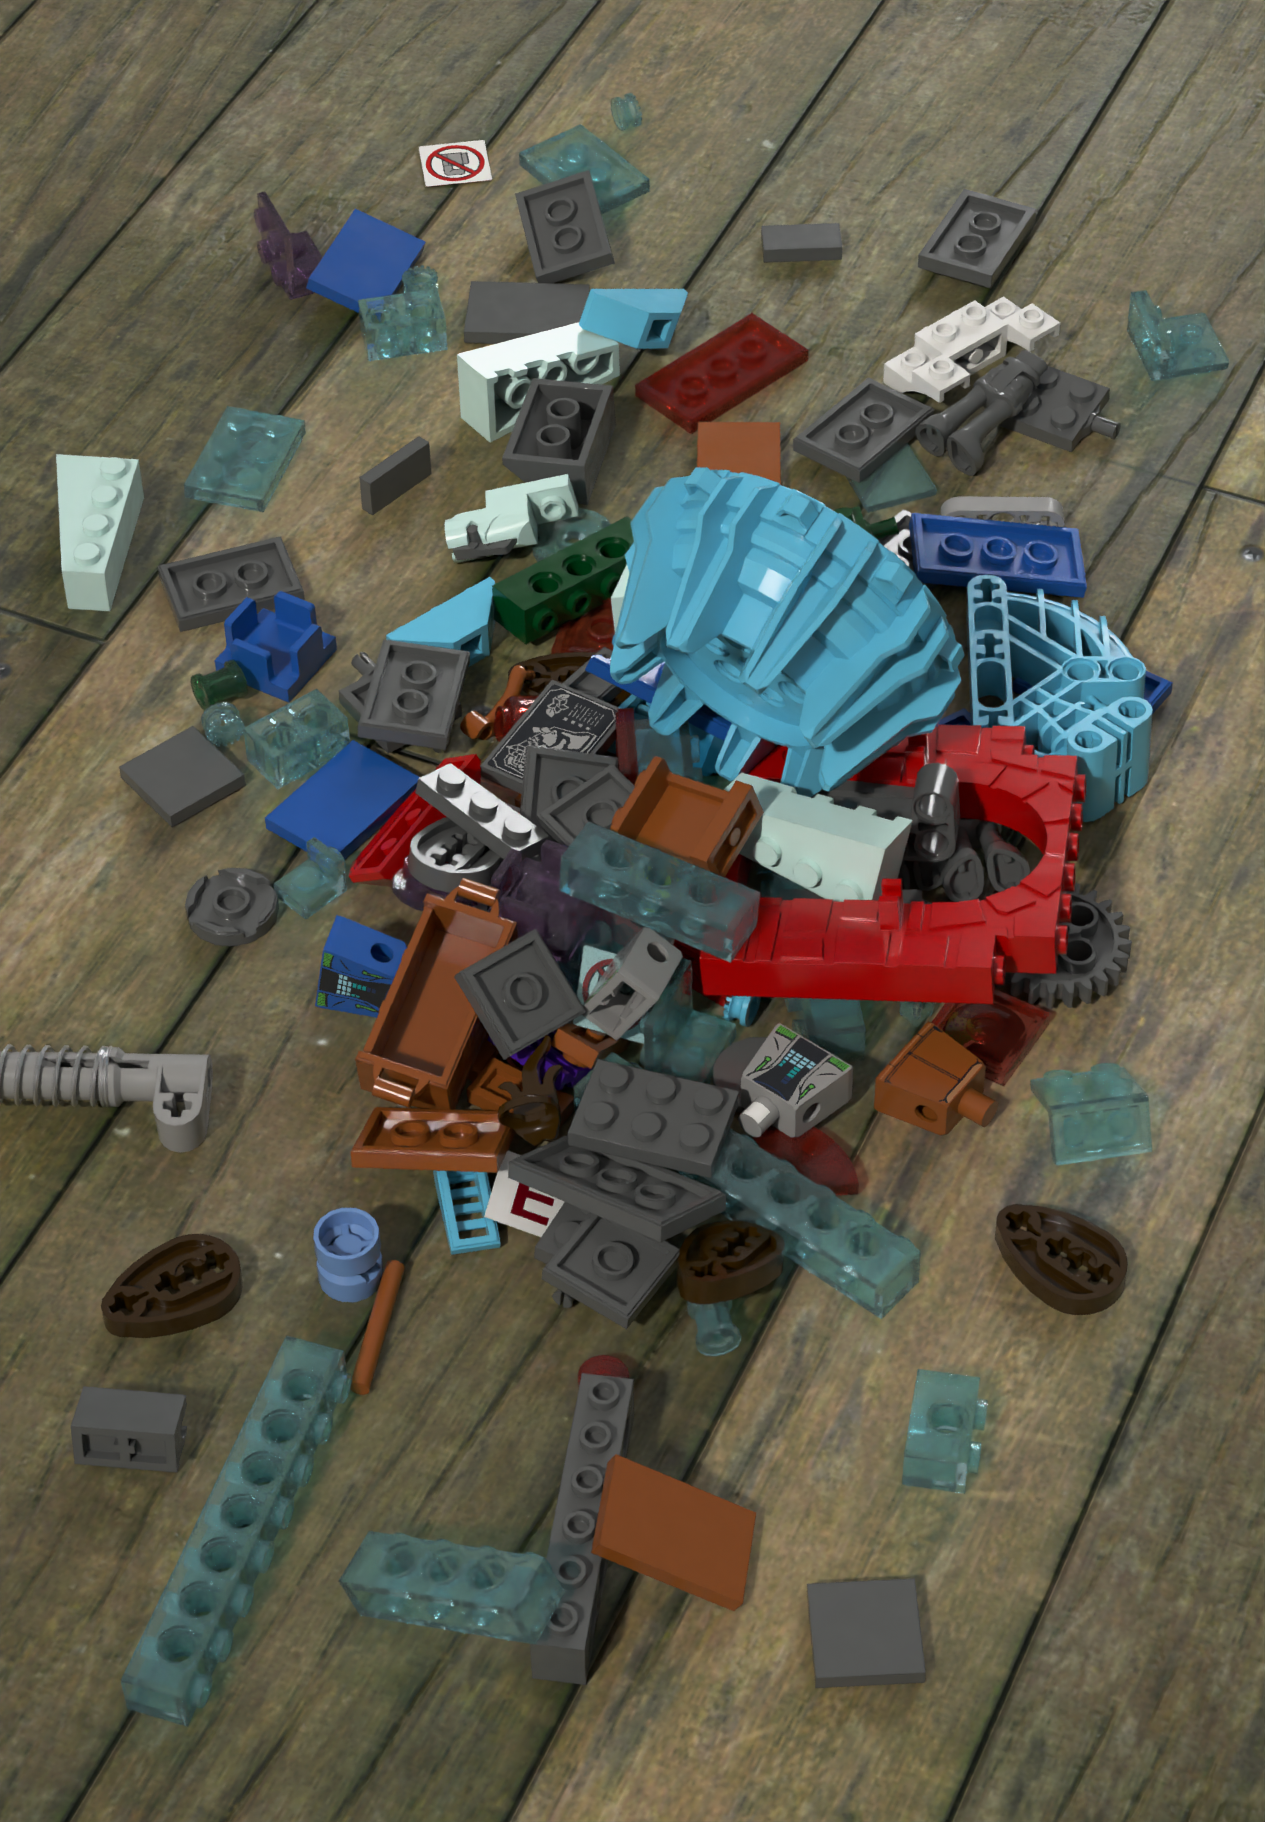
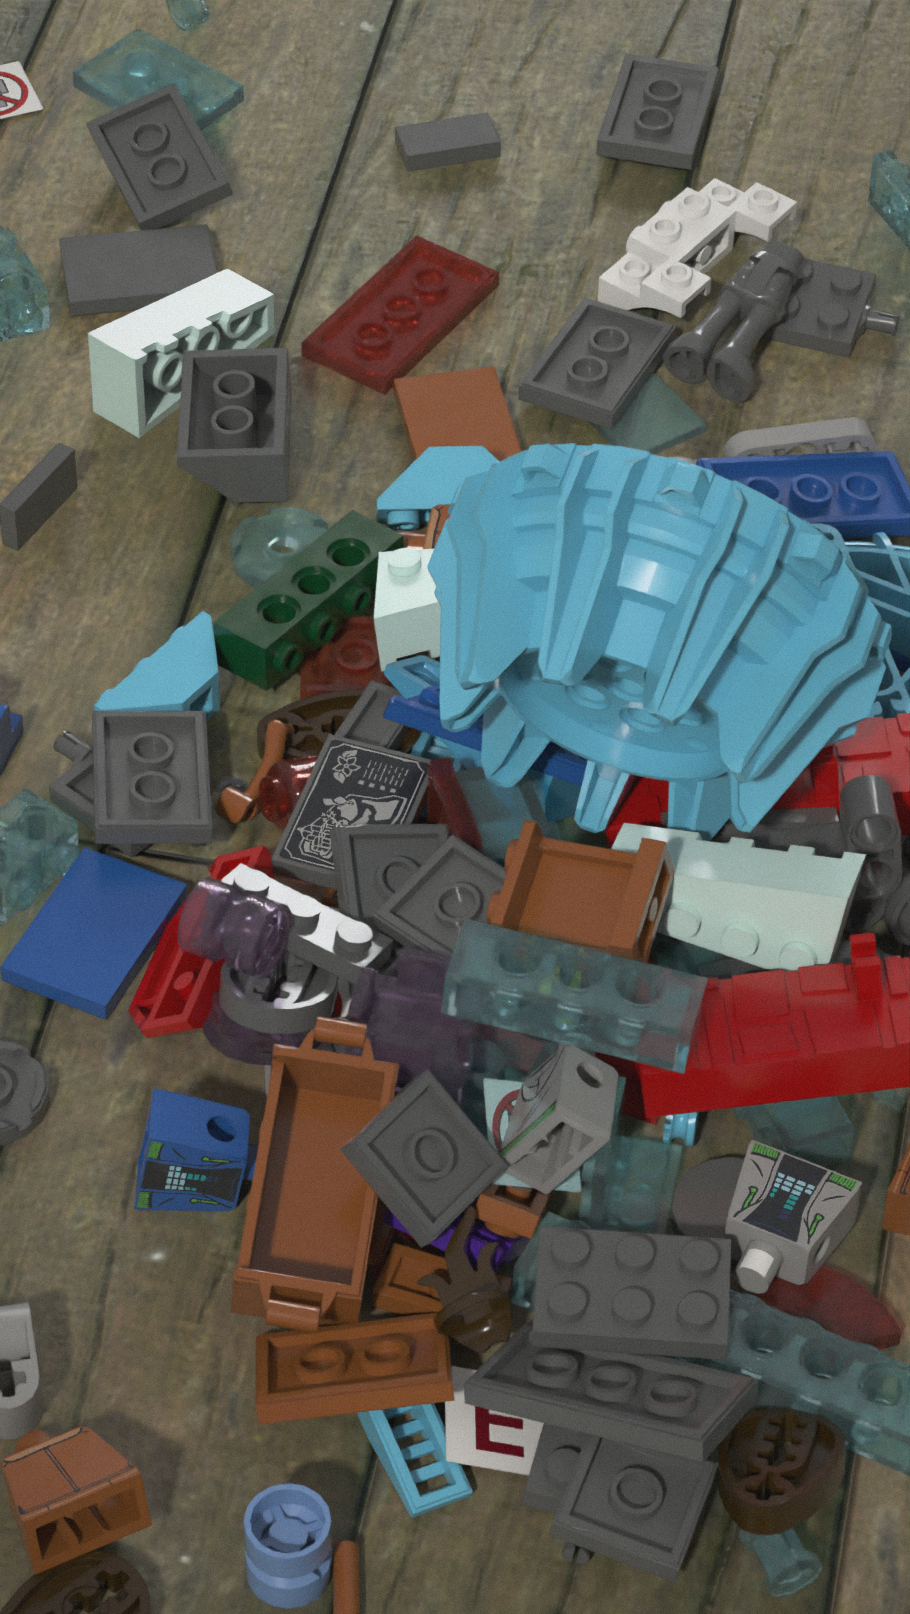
camera: 15 degrees left, 0 degrees up
(201, 1194) = (71, 1495): none -> dark orange torso
(314, 881) = (87, 1041): clear light blue bracket -> none
(427, 807) = (226, 923): none -> clear purple wheel
(510, 518) = (203, 532): light aqua plate -> none
(634, 315) = (285, 256): medium azure slope -> none

